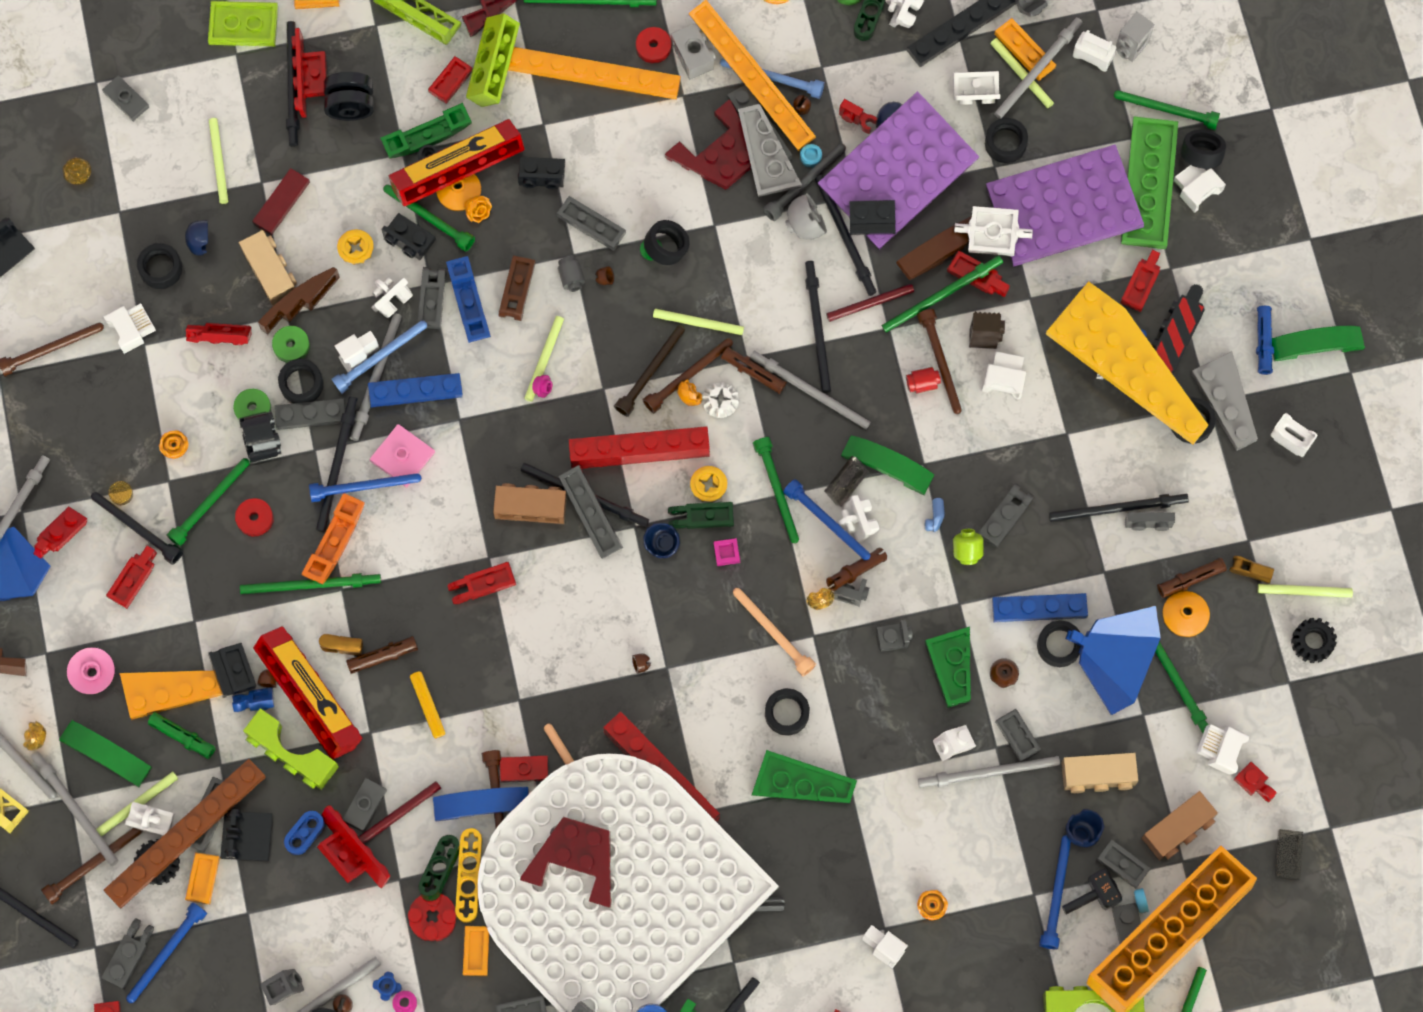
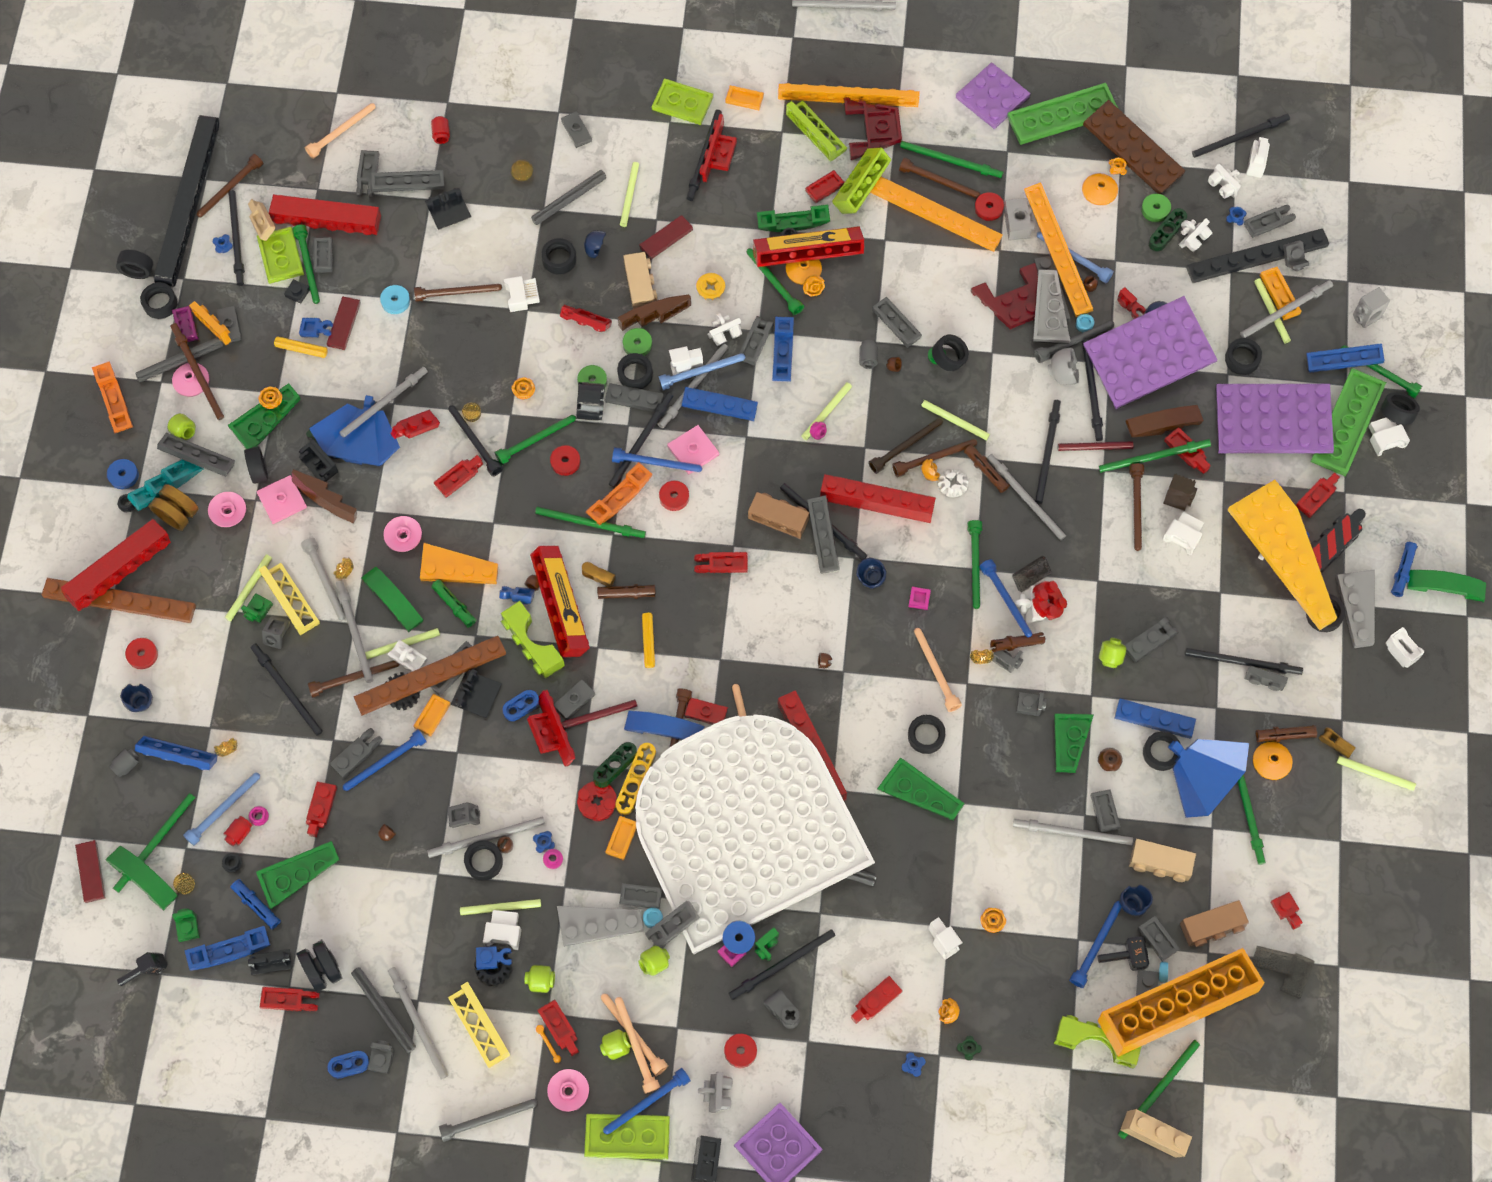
camera: 20 degrees right, 5 degrees down
(145, 187) = (568, 197): none -> dark grey axle
(232, 670) = (509, 567): black plate -> none
(348, 96) = (743, 174): black wheel -> none
(396, 509) = (678, 502): none -> red piece
(408, 236) = (753, 290): black bracket -> none
(517, 287) = (823, 352): reddish brown plate -> none
(541, 24) = (907, 166): none -> reddish brown piece
(541, 172) = (871, 274): black bracket -> none
(579, 849) = (727, 783): dark red wing -> none
(703, 475) = (921, 535): yellow gear -> none
(703, 515) = (910, 565): dark green hinge -> none
(872, 217) = (1117, 381): black plate -> none
(872, 497) = (1057, 603): none -> red plate
(889, 463) = (1071, 570): green slope -> none
(923, 380) = (1118, 516): red brick -> none
(938, 515) = (1097, 621): medium blue arm -> none
(953, 742) = (1052, 799): white bracket -> none
(976, 86) = (1232, 309): white bracket -> none
(993, 231) = (1210, 419): white plate -> none
(1094, 50) = (1336, 309): white piece -> none
(1123, 106) = (1345, 358): none -> blue plate
(1222, 747) = (1268, 872): white piece -> none
(1259, 846) = (1274, 960): none -> clear smoke plate
(1323, 630) = (1379, 805): black tyre -> none

